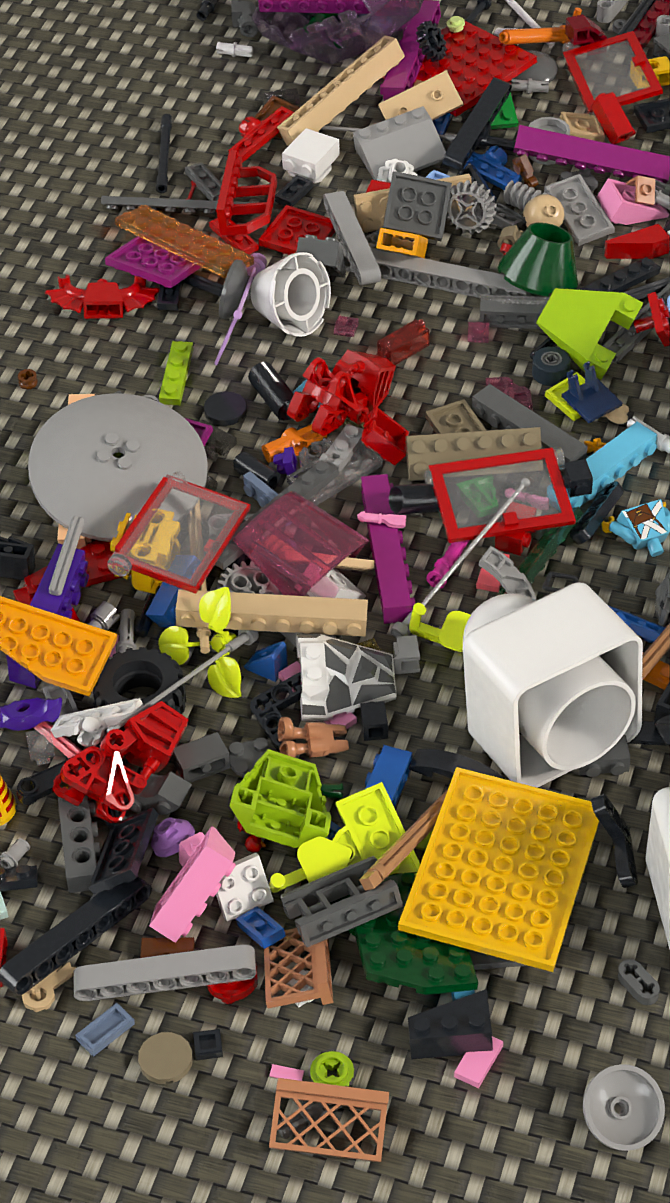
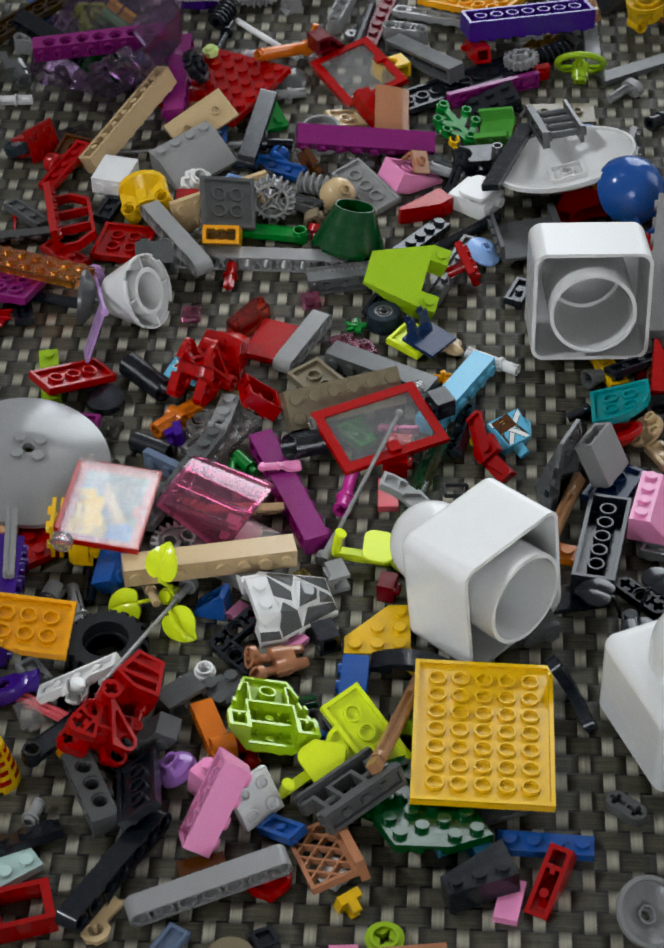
camera: 15 degrees left, 5 degrees down
(196, 377) = (72, 376): none -> red plate
(220, 793) = (211, 728): none -> orange beam
(236, 102) = (34, 142): none -> red plate
(236, 729) = (204, 669): none -> white plate
(306, 1023) = (349, 903): none -> yellow tile
(331, 175) = (142, 188): none -> yellow piece
(348, 504) = (243, 461): none -> green plant
(400, 289) = (230, 275): none -> red axle
(422, 372) = (269, 340): none -> red tile
(436, 728) = (383, 631): none -> yellow plate
(454, 378) = (302, 341): none -> light grey beam
(454, 678) = (388, 587): none -> dark red plate
(486, 253) = (296, 235): none -> green piece
(518, 370) = (356, 326): none -> green plant
(528, 1047) = (550, 881): none -> red slope
(538, 1005) = (537, 843): none -> blue plate
(616, 539) = (487, 449): none -> red plate
(633, 122) = (391, 107): none -> nougat slope

